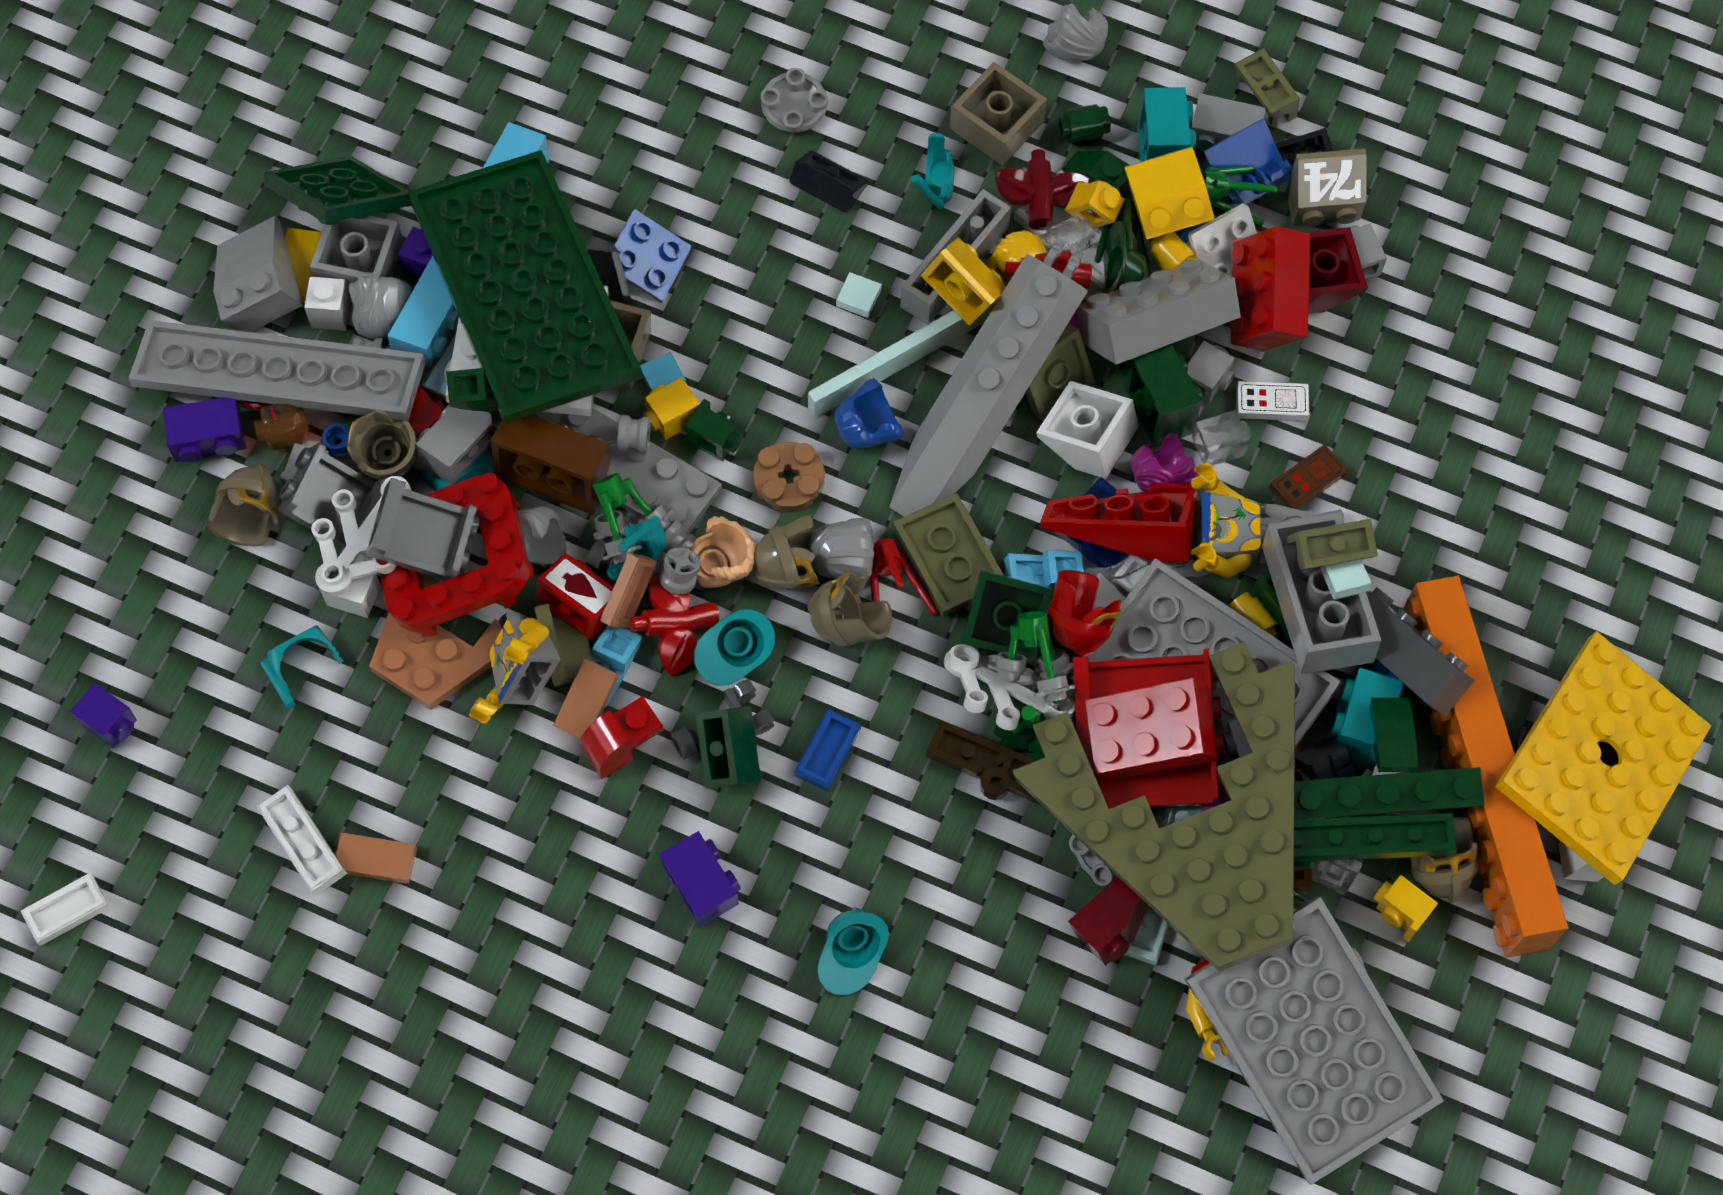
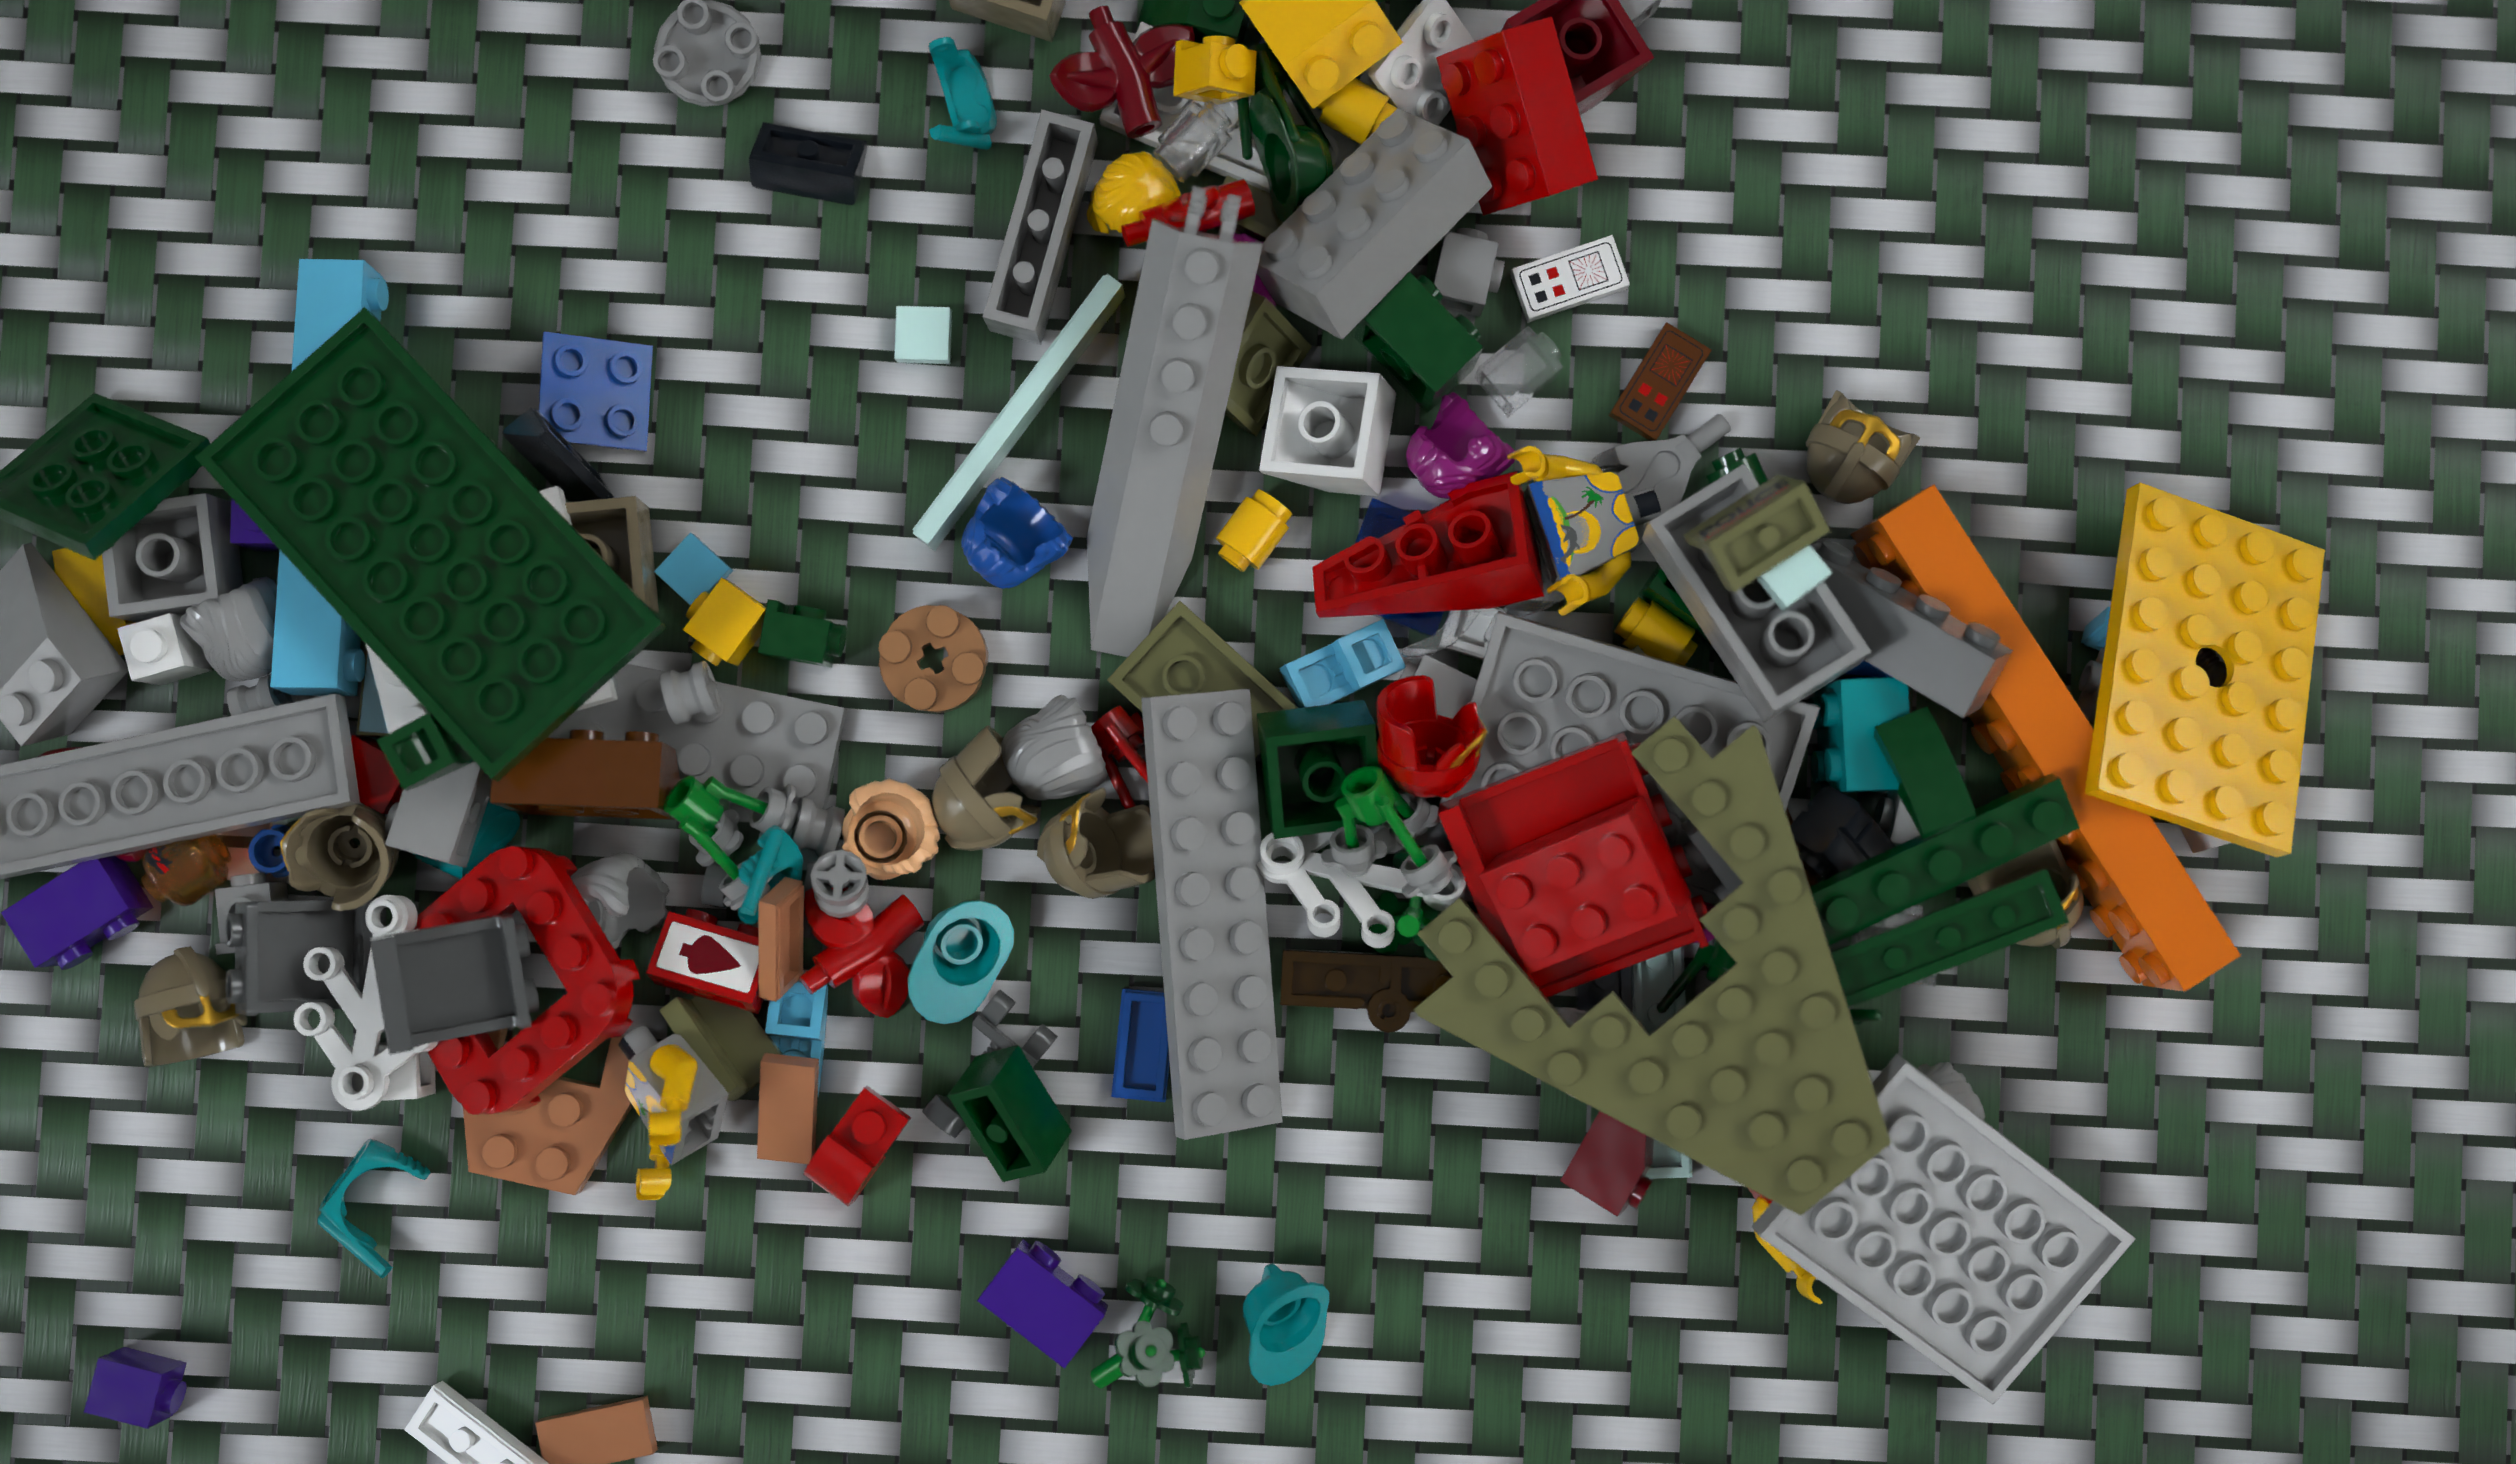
camera: 20 degrees left, 20 degrees up
(755, 926) = (1147, 1350): none -> dark green plant
(904, 677) = (1212, 912): none -> light grey plate
(964, 280) = (1074, 280): yellow slope -> none
(1019, 471) = (1253, 531): none -> yellow brick
(1404, 905) = (1997, 978): yellow brick -> none
(1414, 556) = (1854, 452): none -> dark tan helmet

